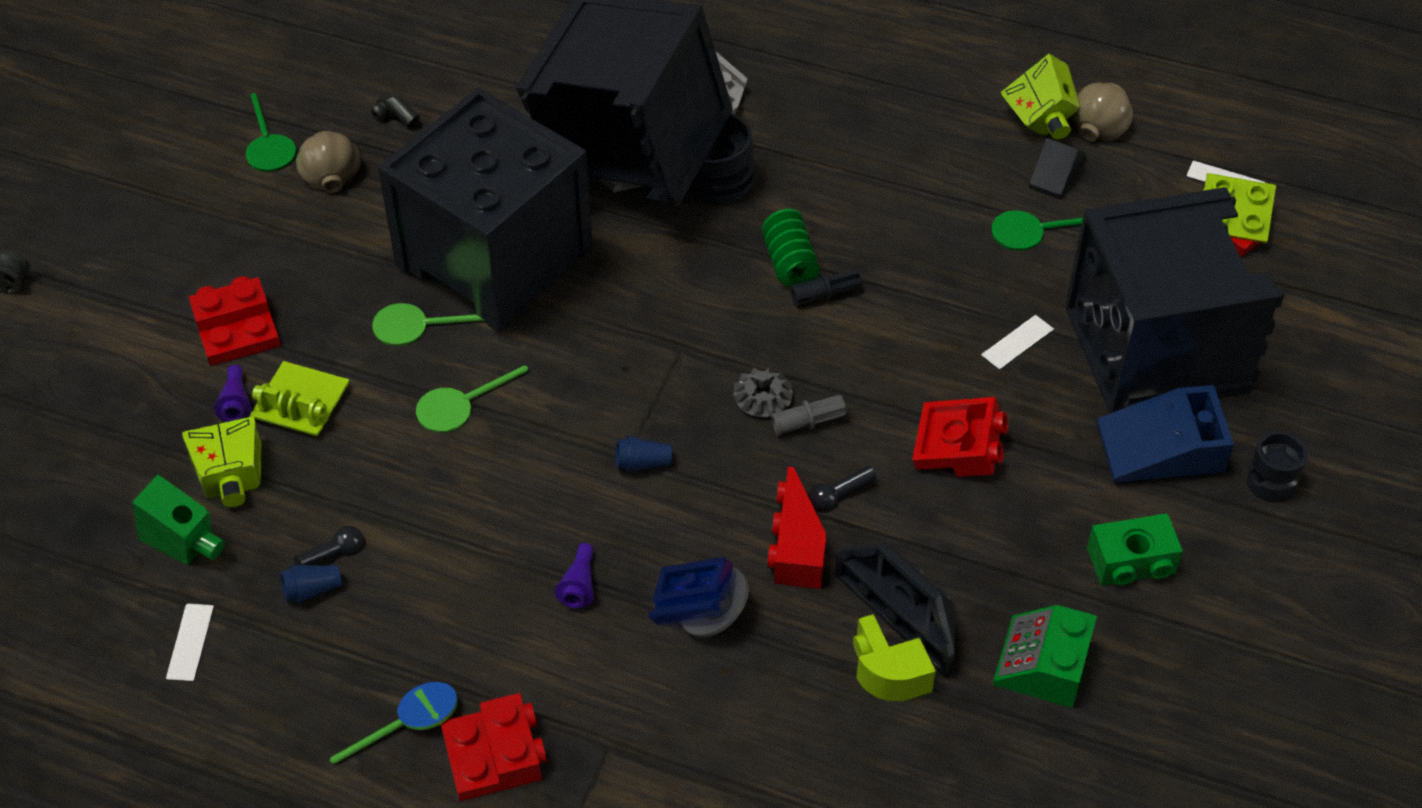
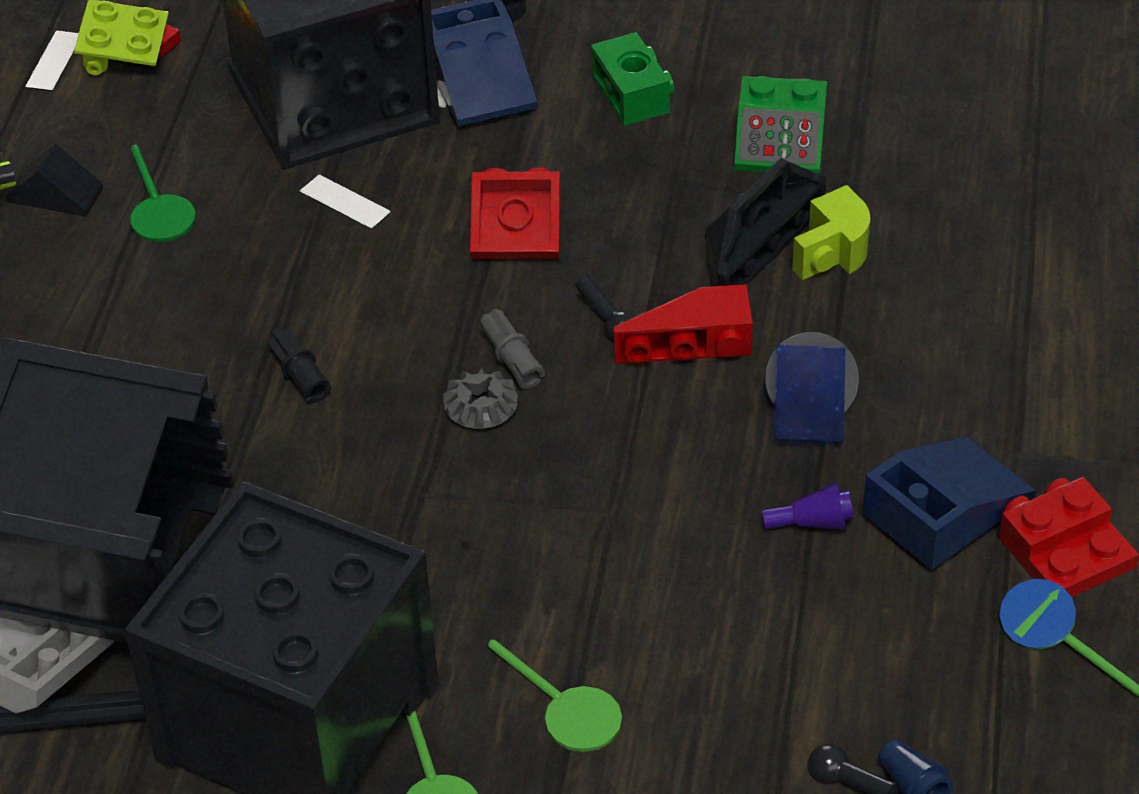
camera: 100 degrees left, 5 degrees down
(558, 664) = (940, 497): none -> dark blue slope
(641, 454) = (615, 489): dark blue cone -> none
(790, 247) = (252, 392): green piece -> none

